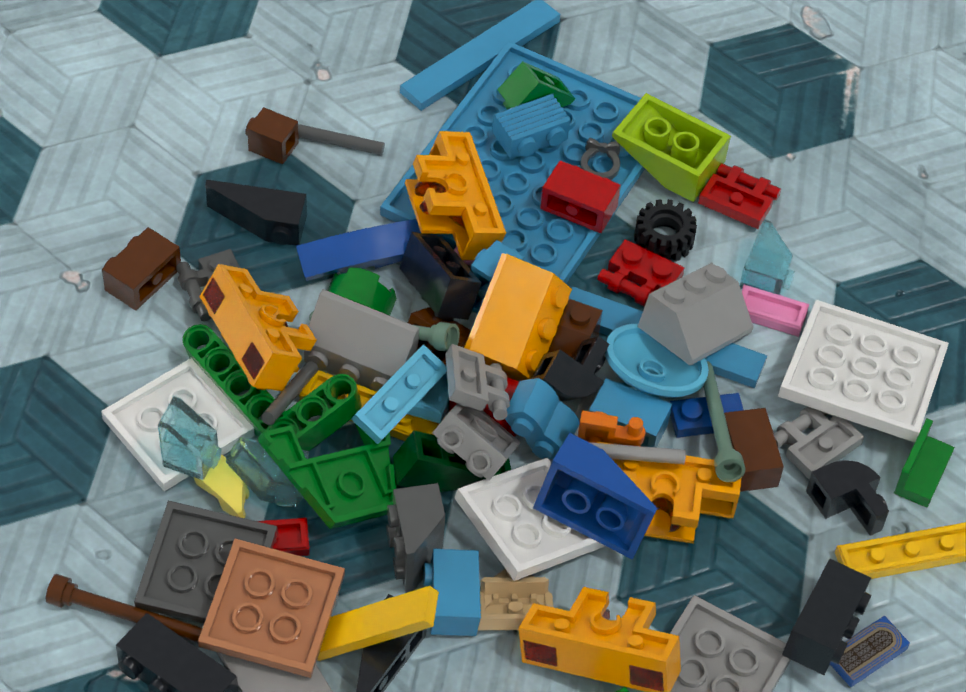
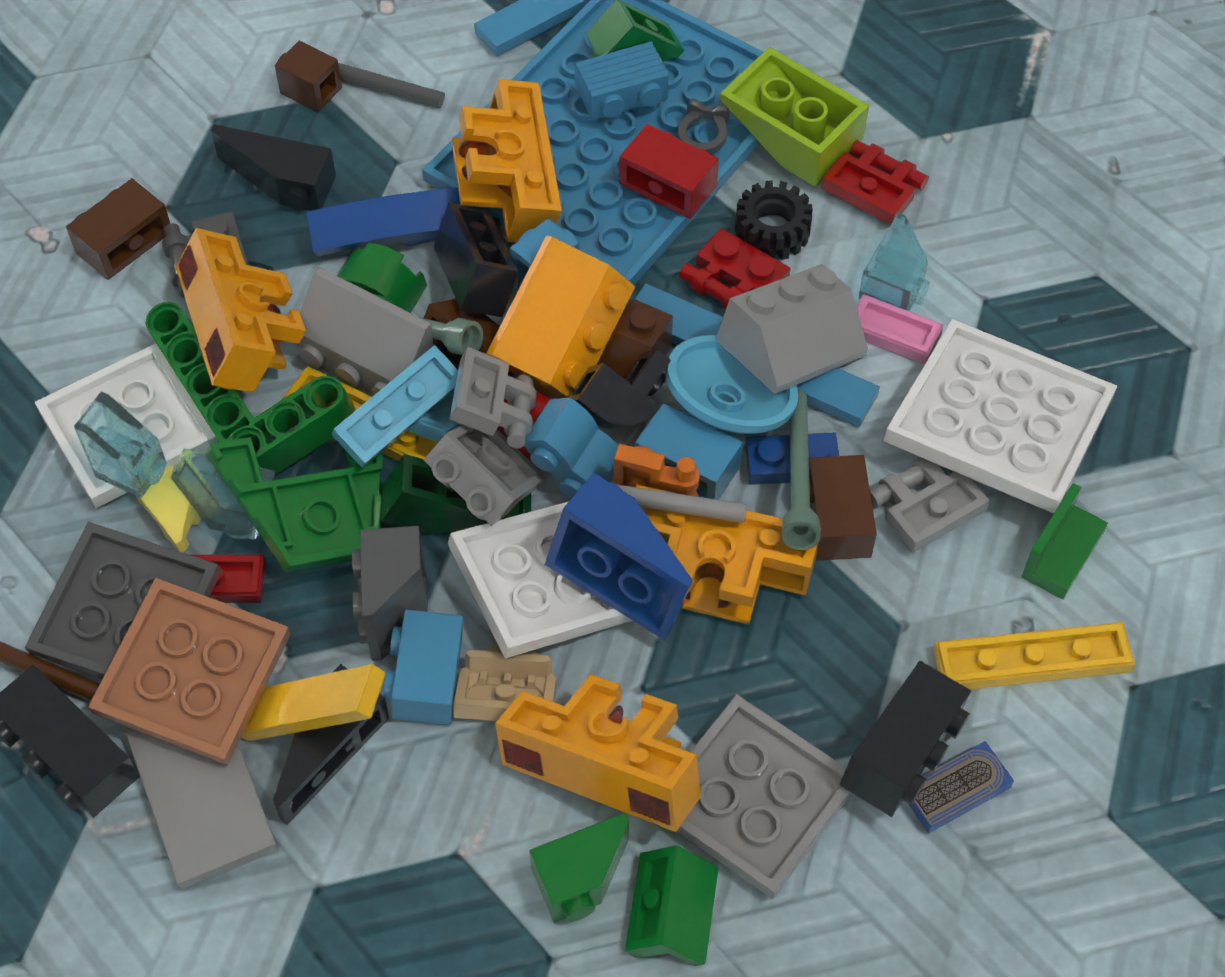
camera: 10 degrees right, 5 degrees up
(289, 393) = (262, 395): dark grey bar -> none
(848, 486) = (964, 565): black brick -> none

